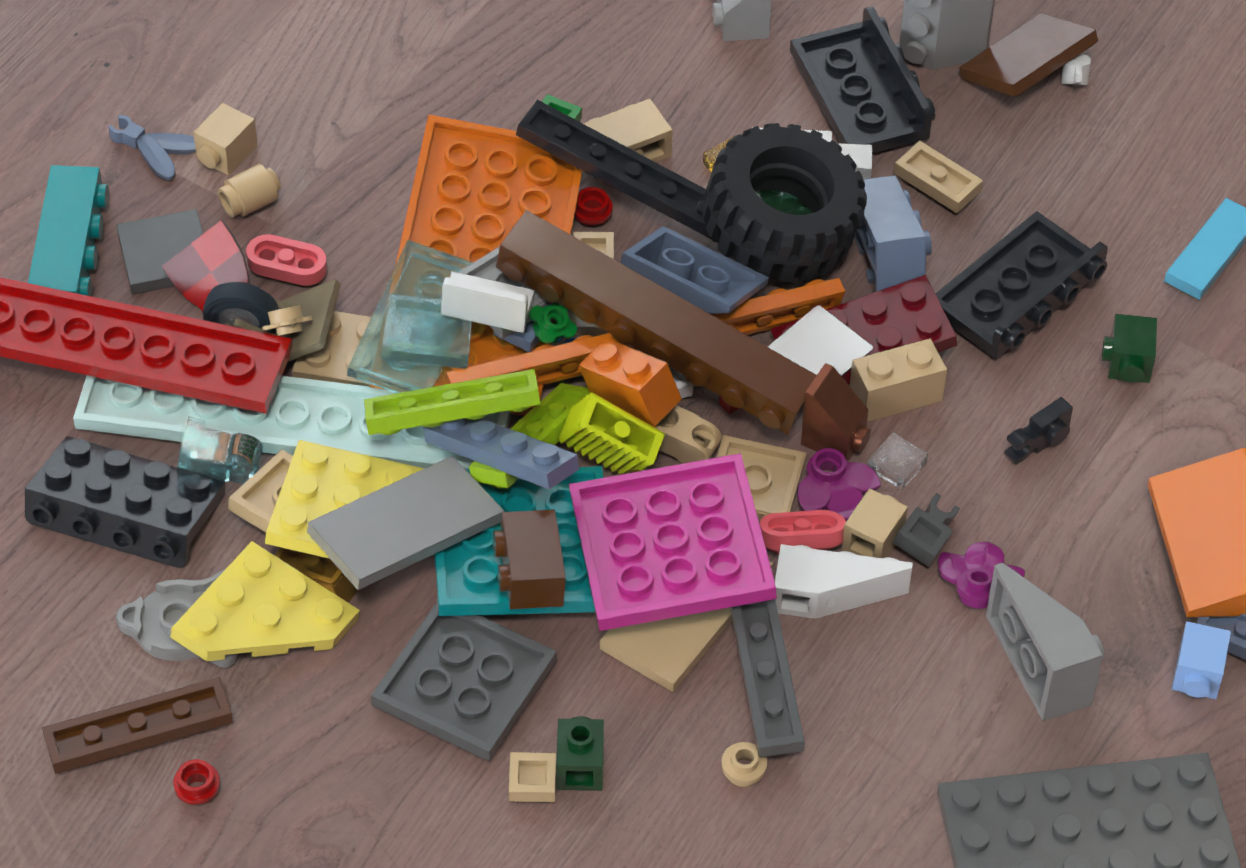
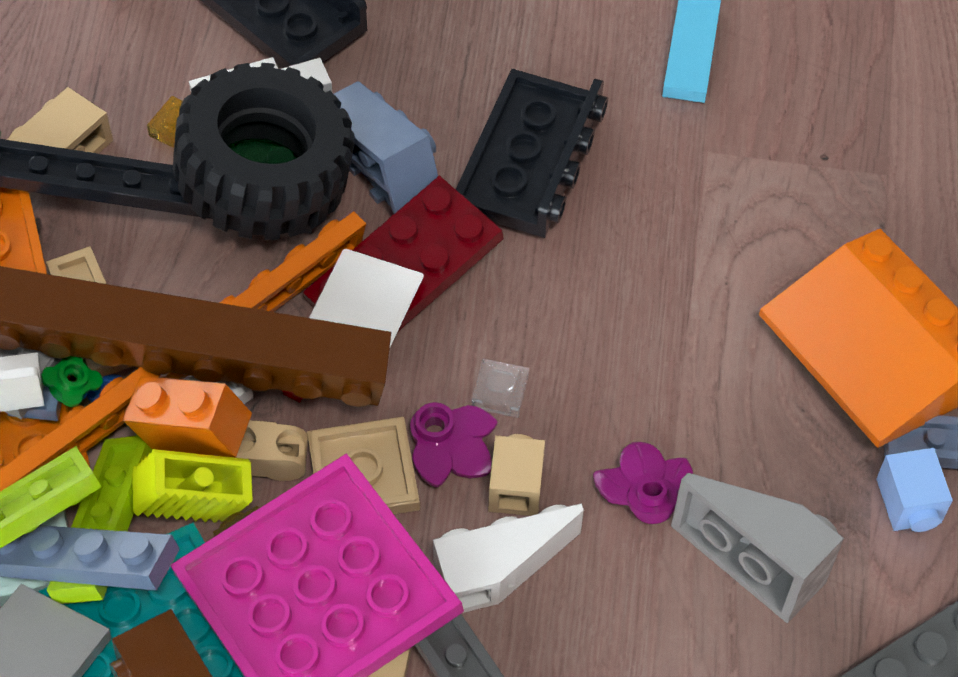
camera: 25 degrees left, 5 degrees up
(593, 206) = (55, 215): red plate -> none
(693, 271) = (199, 263): sand blue slope -> none
(810, 528) = (444, 508): coral plate -> none
(834, 415) = (419, 367): copper slope -> none
(899, 379) = (461, 299): tan brick -> none
(926, 531) = (568, 459): dark grey plate -> none
(938, 176) = (396, 67): tan plate -> none
(1045, 428) = (635, 293): black plate -> none
(1131, 348) = (673, 177): dark green brick -> none

